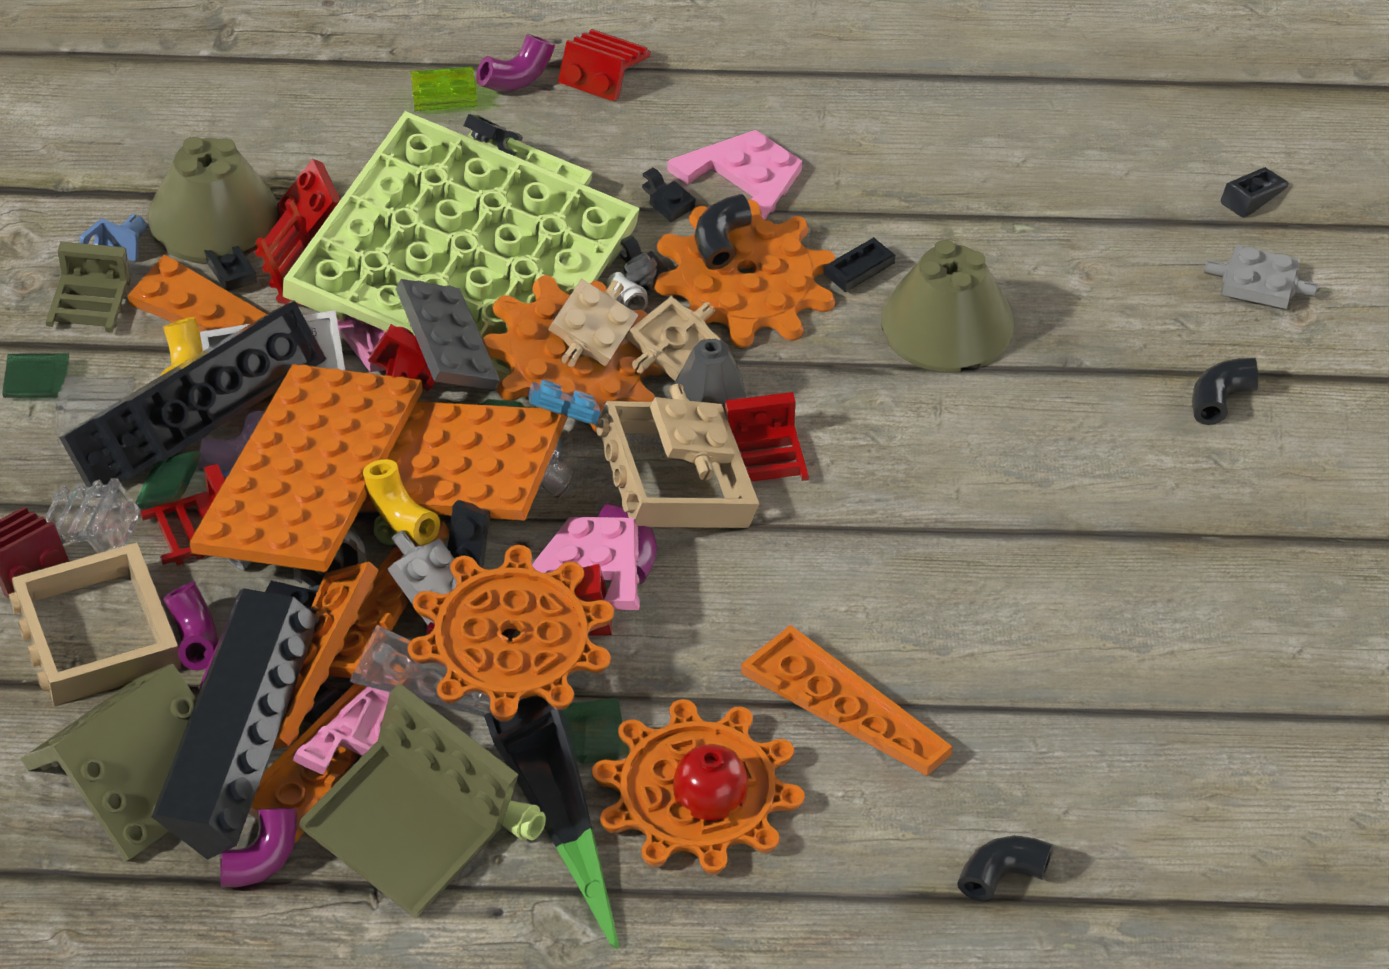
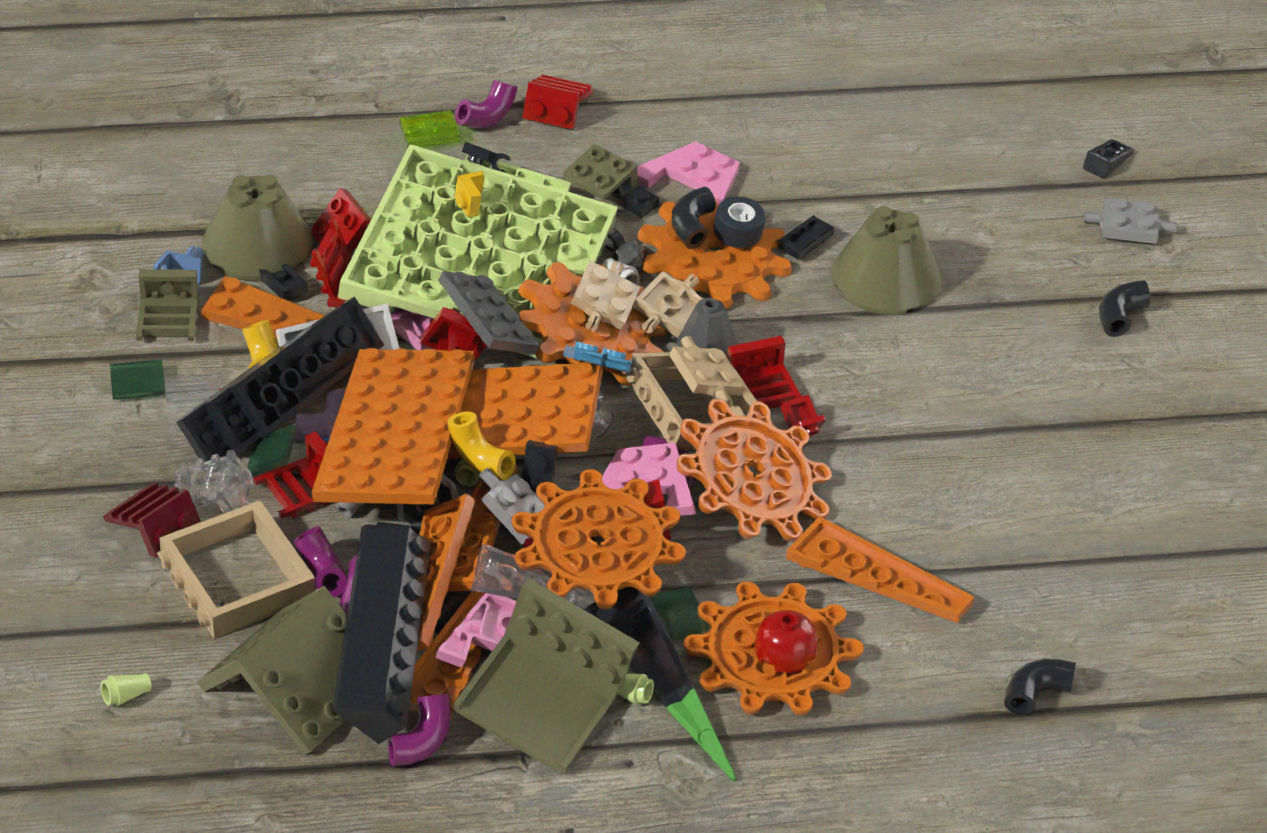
camera: 10 degrees left, 5 degrees down
(458, 174) = (469, 192): none -> yellow bracket
(629, 162) = (601, 172): none -> olive bracket
(726, 525) = (783, 471): none -> orange plate
(777, 241) = (739, 222): none -> black wheel
(800, 495) = (803, 414): none -> red bracket

